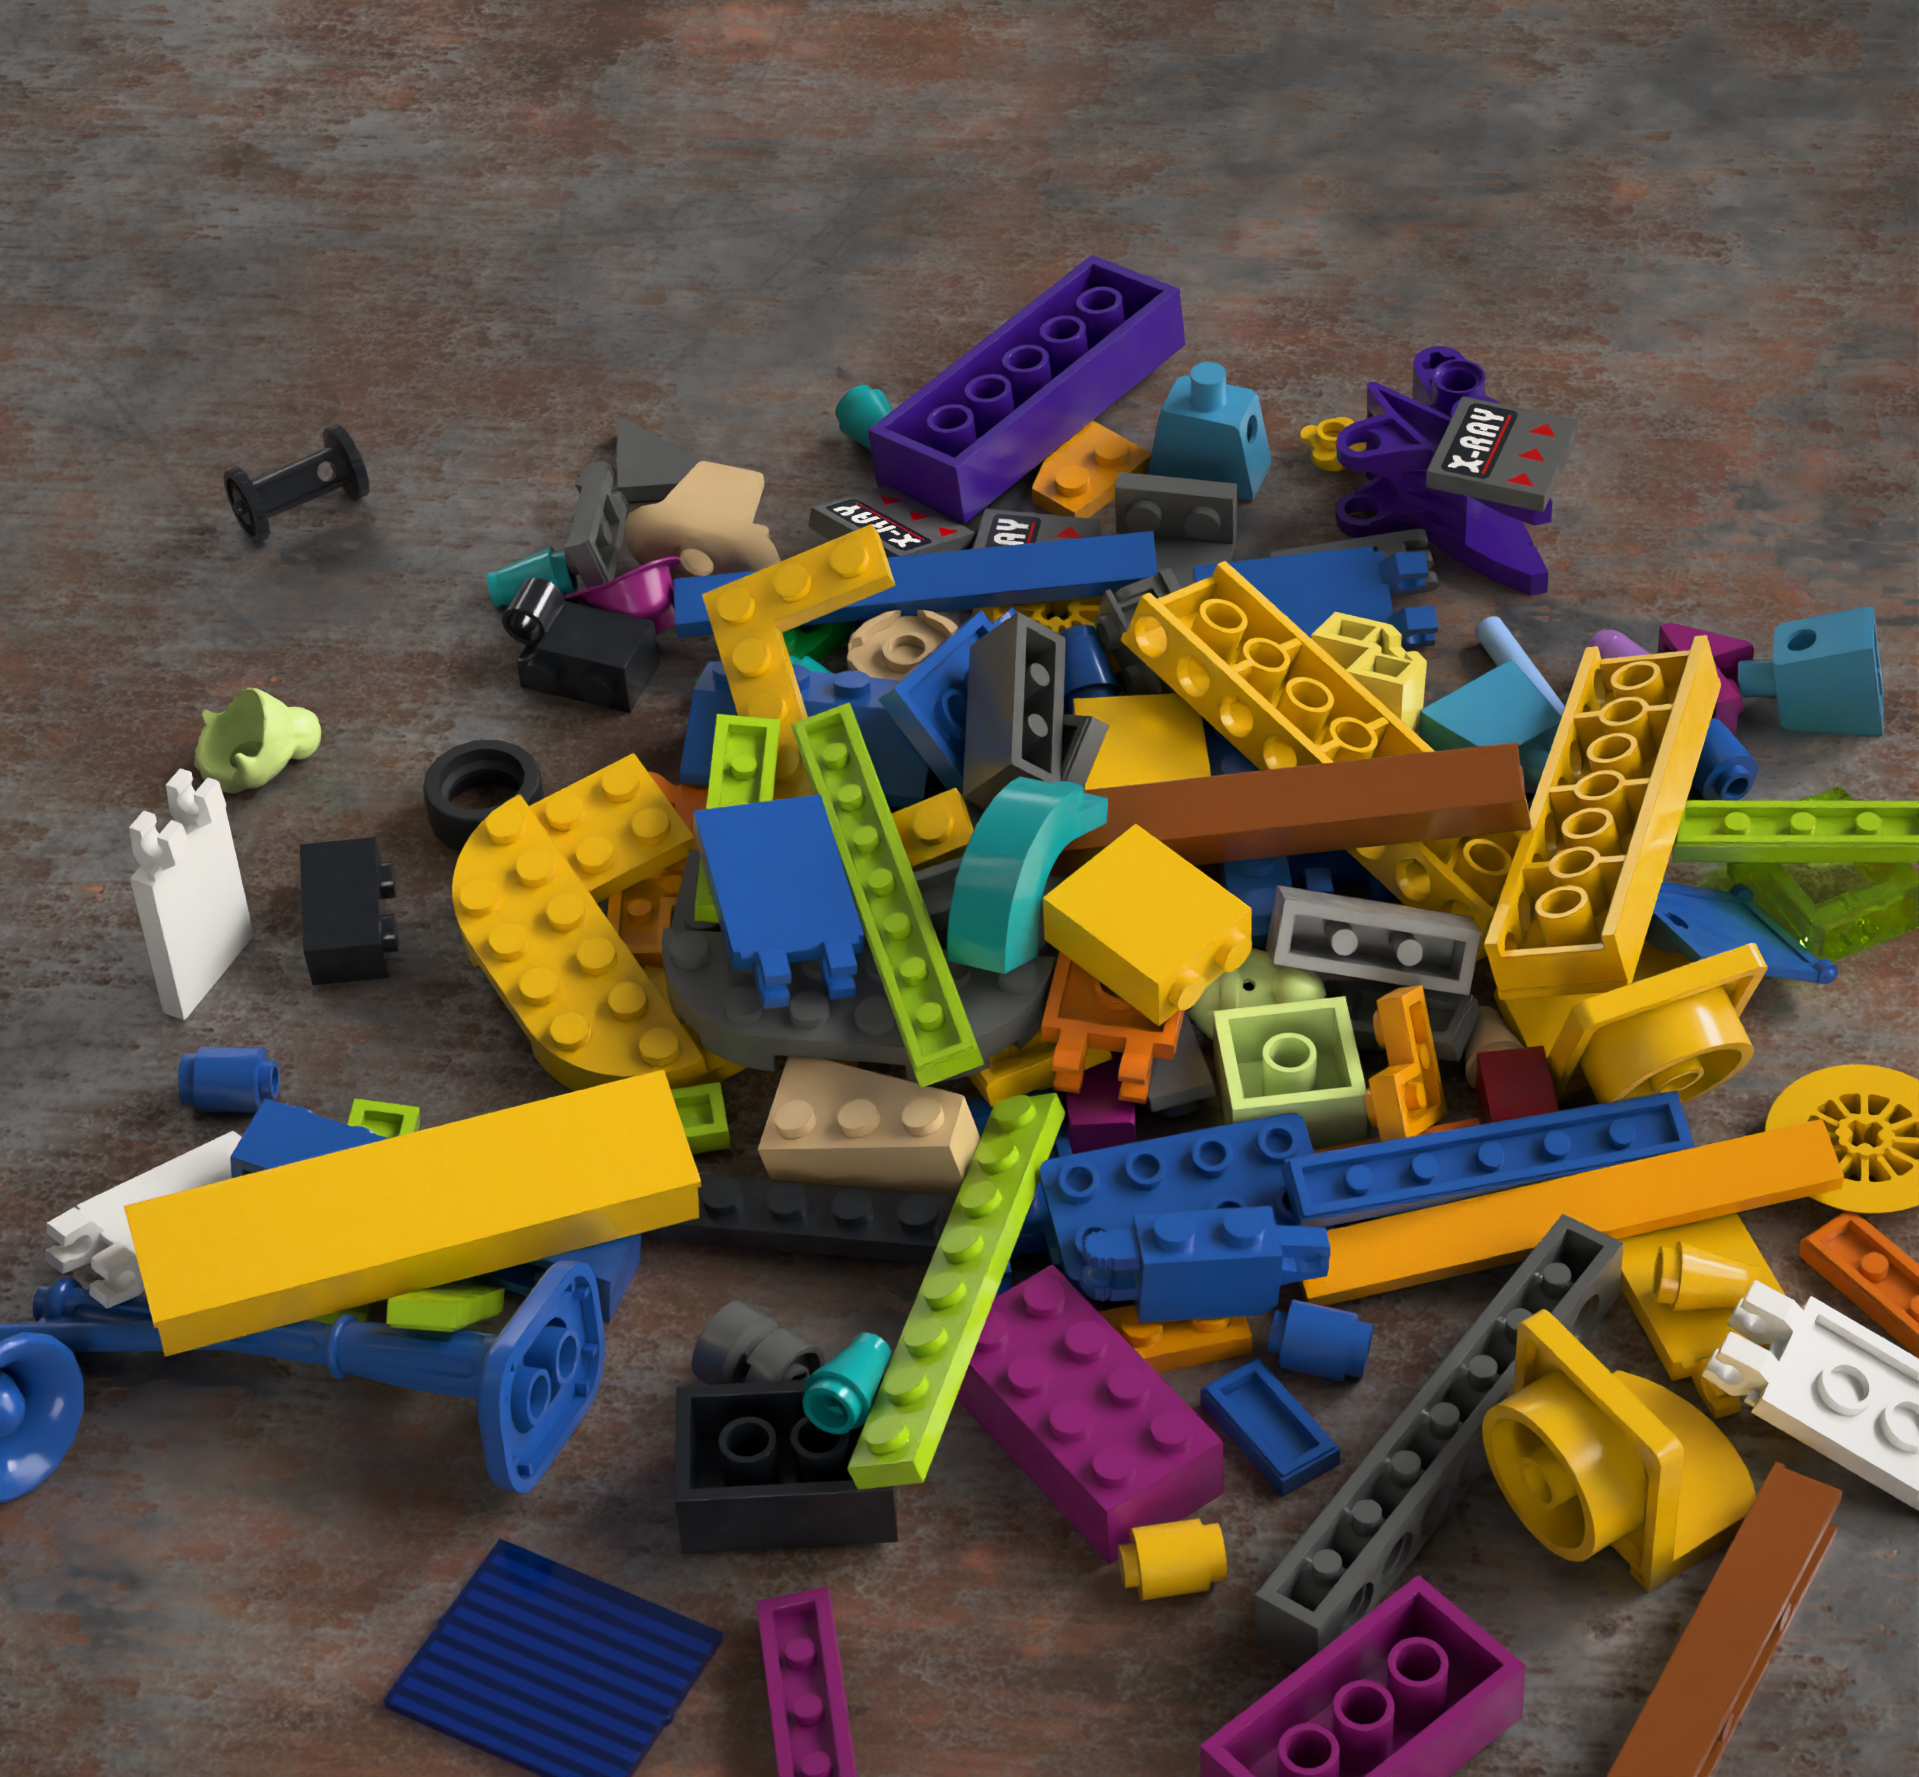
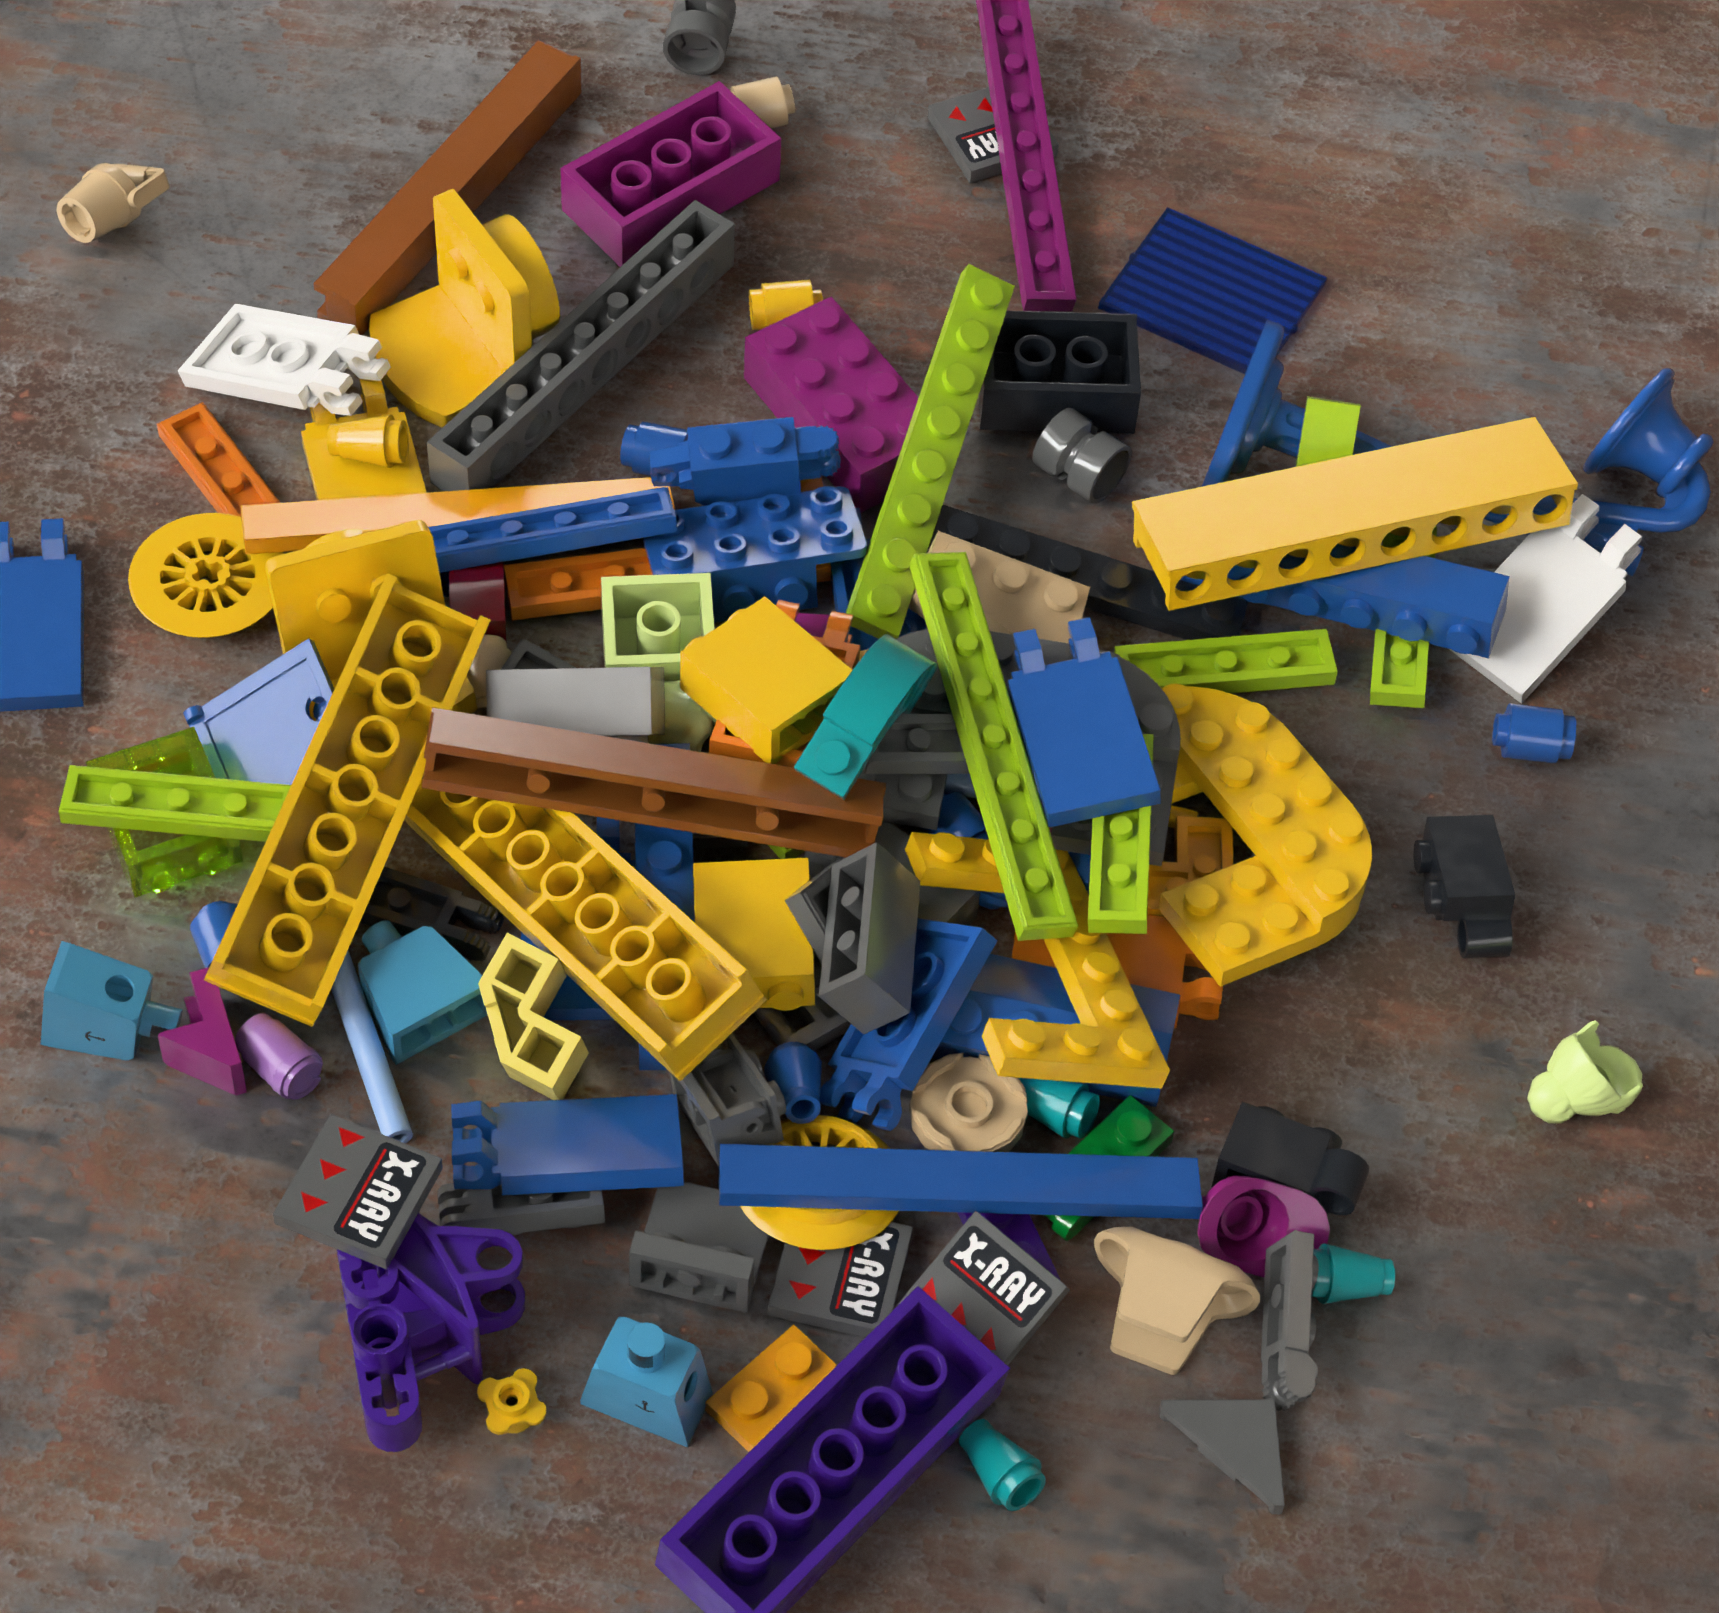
camera: 175 degrees right, 10 degrees up
(189, 893) = (1603, 805): white tile -> none
(295, 483) = (1655, 1391): black hose -> none
(468, 767) = (1366, 971): black tyre -> none
(845, 1387) = (1016, 354): teal cone -> none
(1270, 1427) = (698, 397): blue tile -> none
(1410, 1091) = (562, 620): light orange plate -> none

